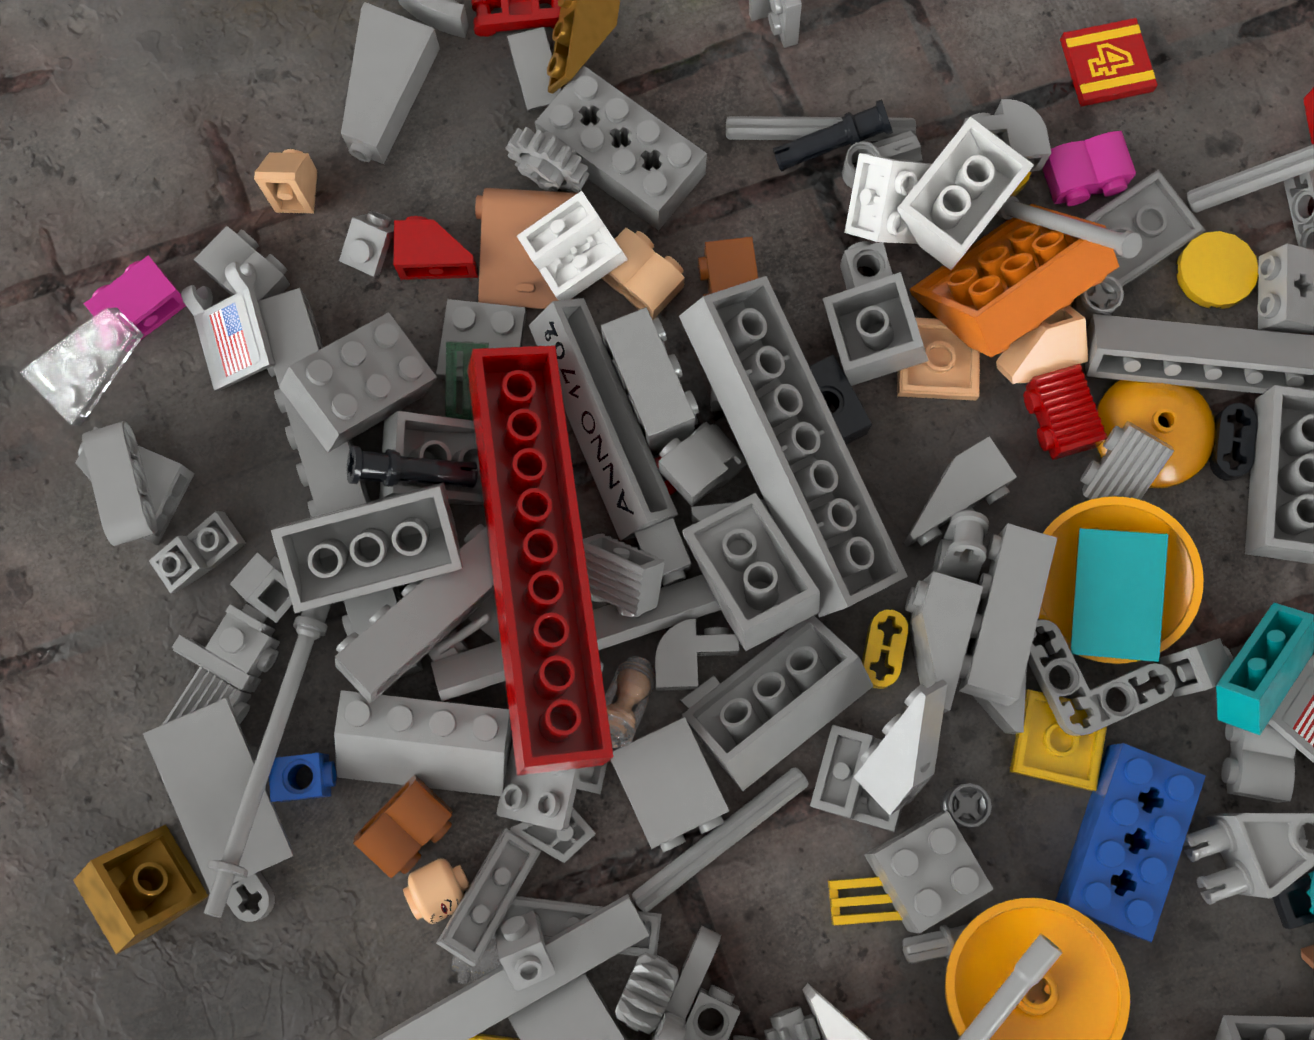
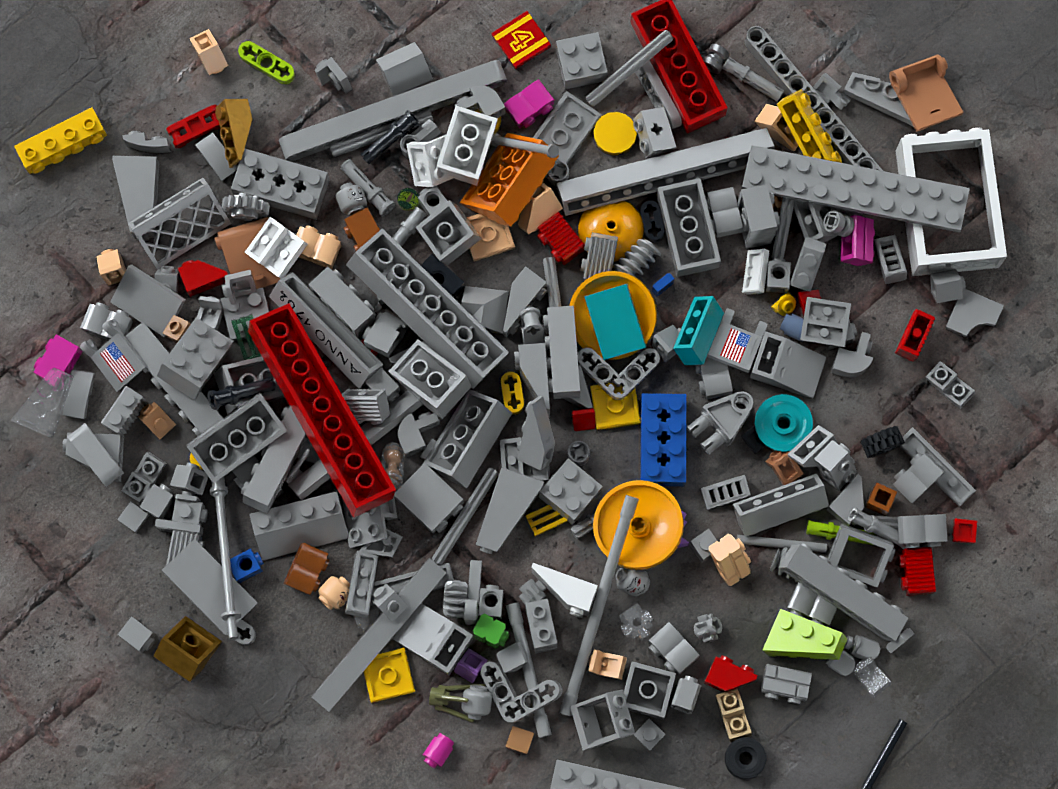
camera: 20 degrees left, 0 degrees up
(64, 828) = (137, 635): none -> light grey brick
(147, 367) = (78, 395): none -> light grey slope
(150, 614) = (133, 517): none -> light grey tile
(198, 603) = (157, 501): none -> light grey brick
(207, 428) = (124, 411): none -> light grey brick
(256, 463) = (156, 420): none -> medium nougat bracket
(325, 257) = (147, 299): none -> light grey tile
(348, 317) = (176, 328): none -> medium nougat bracket
(419, 117) = (171, 207): none -> light grey fence
(421, 315) = (210, 311): none -> light grey bracket
(484, 287) = (238, 285): none -> light grey bracket
(729, 213) = (351, 199): none -> light grey head
(770, 222) = (374, 194): none -> light grey pin
(805, 856) = (507, 506): none -> light grey slope
(811, 295) = (409, 226): none -> light grey pin
(824, 252) = (408, 199): none -> clear green tile
(894, 482) = (487, 307): none -> light grey slope
(897, 42) = (404, 69): none -> light grey slope
(916, 95) = (427, 97): none -> light grey beam
(995, 746) = (584, 419): none -> red slope
(1021, 488) = (552, 282): none -> light grey axle
(1194, 494) = (637, 258): none -> light grey piece
(1203, 128) = (581, 60): none -> light grey brick
(1223, 556) = (663, 284): none -> blue tile
(1250, 983) = (728, 500): none -> light grey slope

